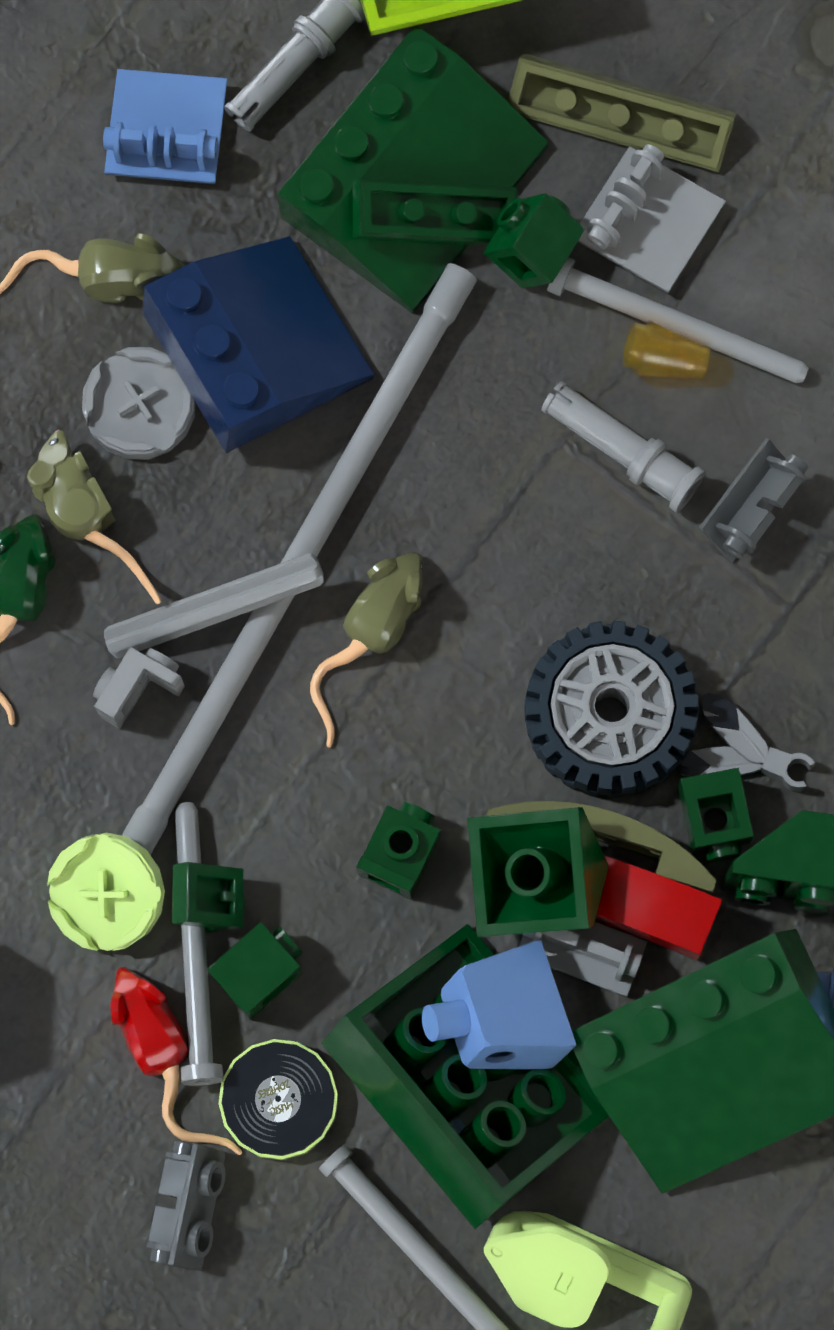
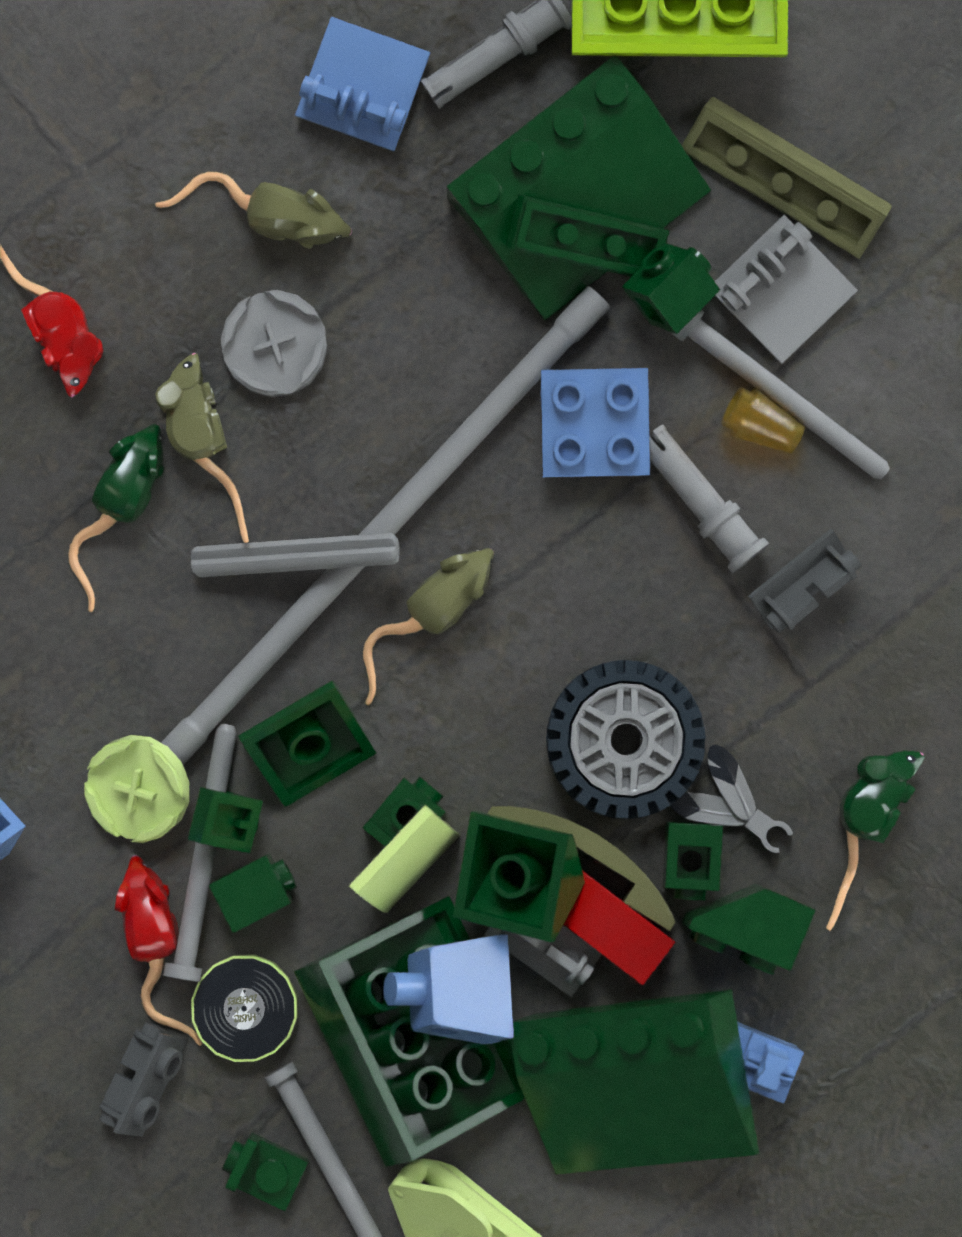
camera: 10 degrees right, 10 degrees up
(122, 687) = (194, 607): light grey bracket -> none
(253, 339) = (394, 313): dark blue slope -> none
(275, 796) = (307, 743): none -> dark green slope
(343, 1270) = (264, 1170): none -> dark green bracket
(410, 888) = (404, 860): none -> yellowish green slope
(492, 393) = (595, 422): none -> medium blue hinge

